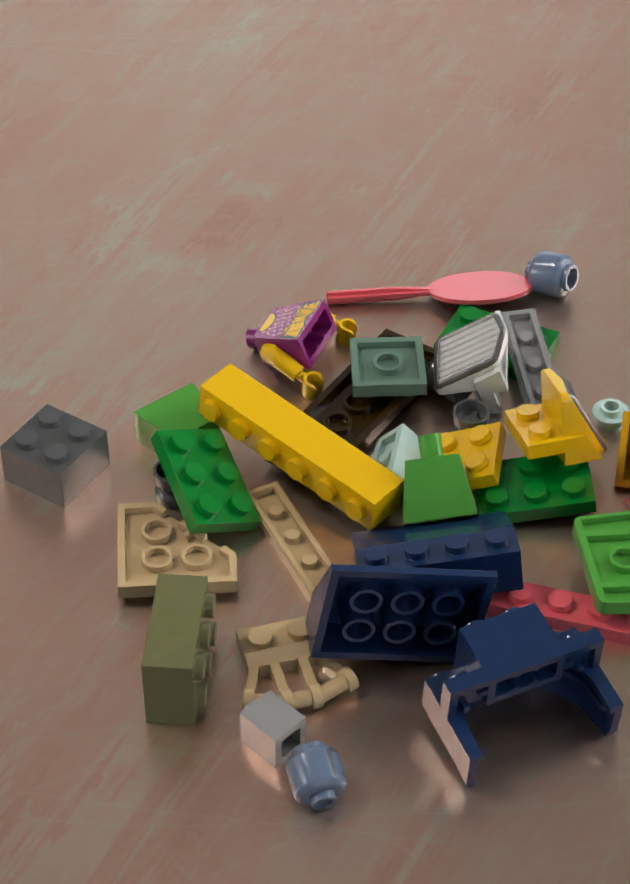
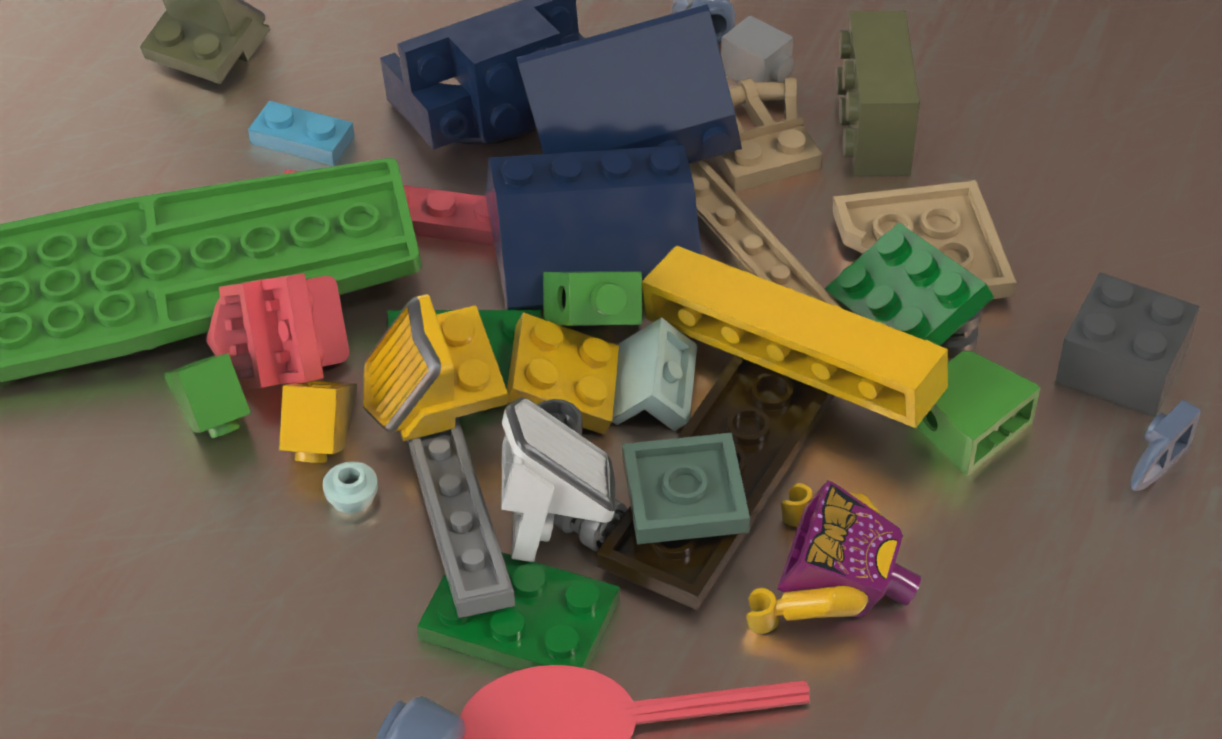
camera: 175 degrees right, 5 degrees up
(61, 390) = (1168, 439): none -> sand blue plate

